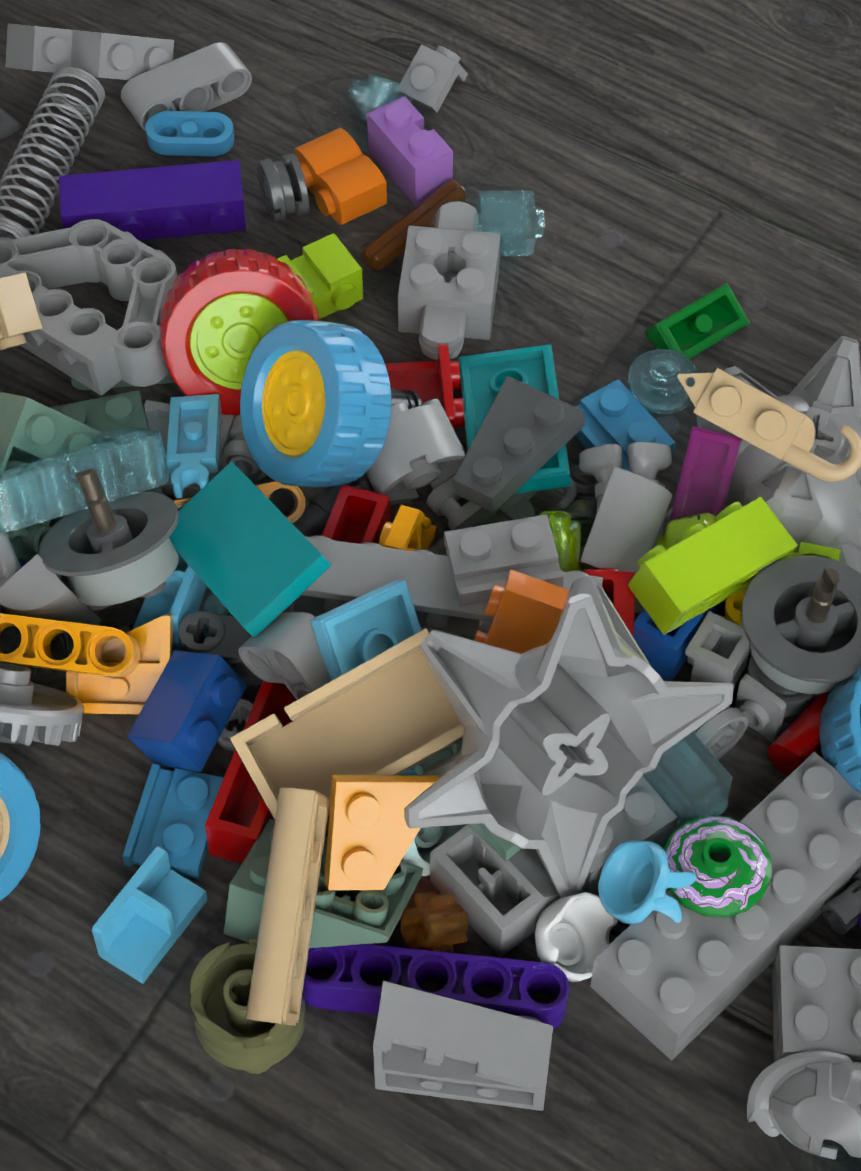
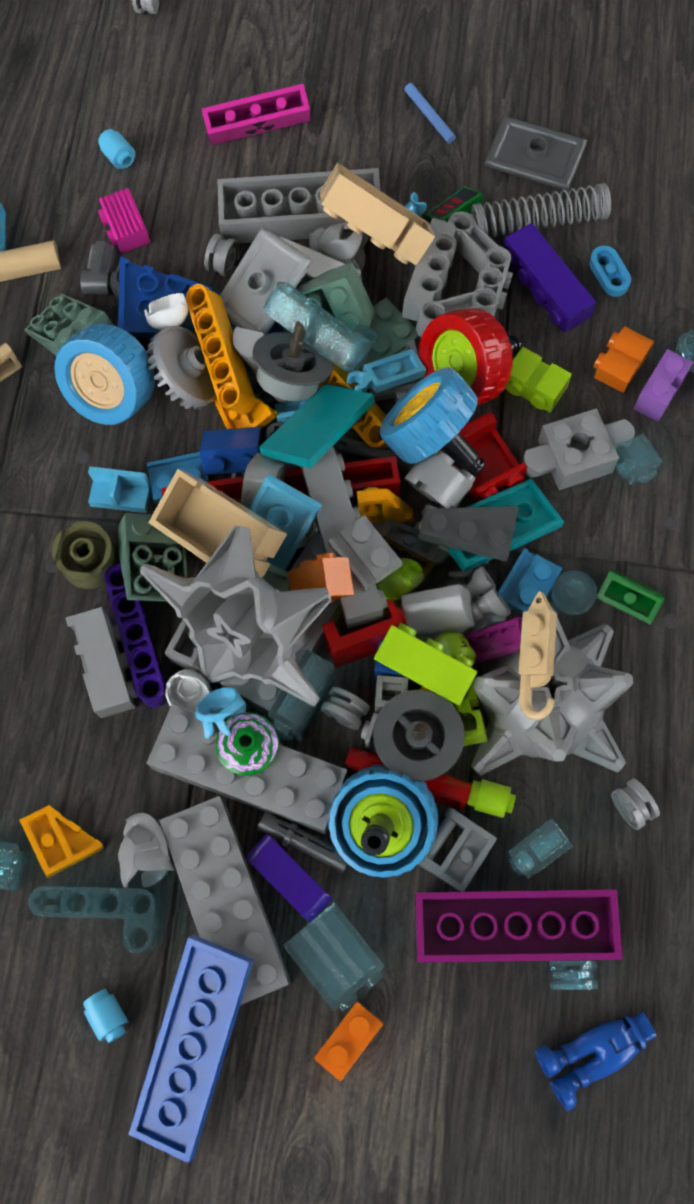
camera: 70 degrees right, 15 degrees up
(94, 52) = (629, 194): light grey arch -> none
(188, 83) = (644, 252): light grey beam -> none
(283, 187) = (594, 334): dark grey wheel -> none
(288, 906) = (113, 543): tan brick -> none
(369, 828) = (173, 555): light orange wing -> none
(393, 241) = (614, 413): reddish brown axle -> none
(434, 923) = (164, 622): clear orange gear -> none

